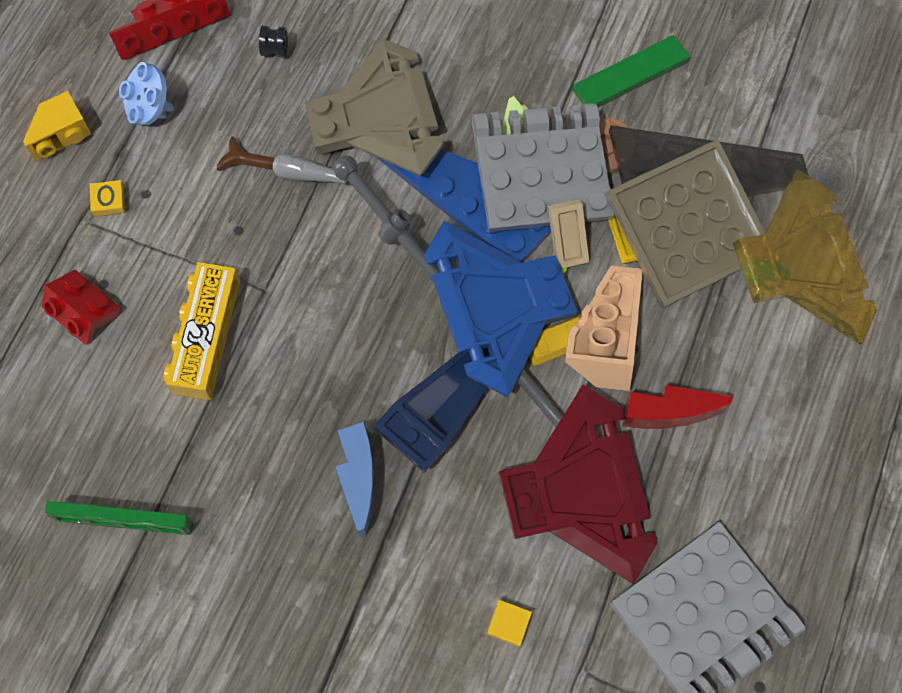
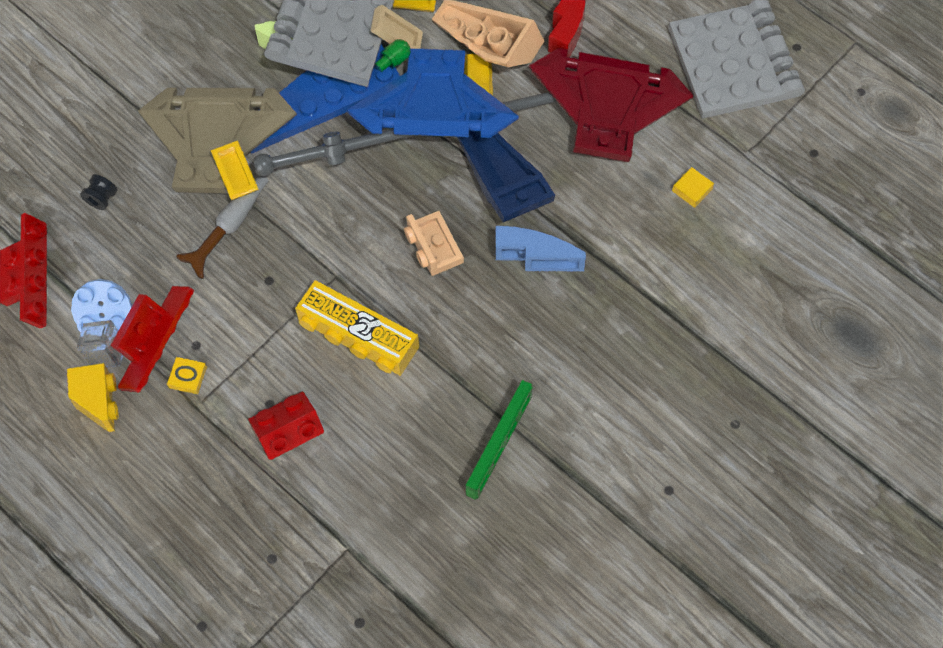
camera: 65 degrees left, 5 degrees down
(109, 110) = (96, 341): none -> clear panel
(134, 143) = (146, 334): none -> red bracket
(328, 366) = (434, 243): none -> light nougat bracket
(332, 145) = (234, 170): none -> yellow tile
(537, 242) = (394, 54): none -> green cylinder

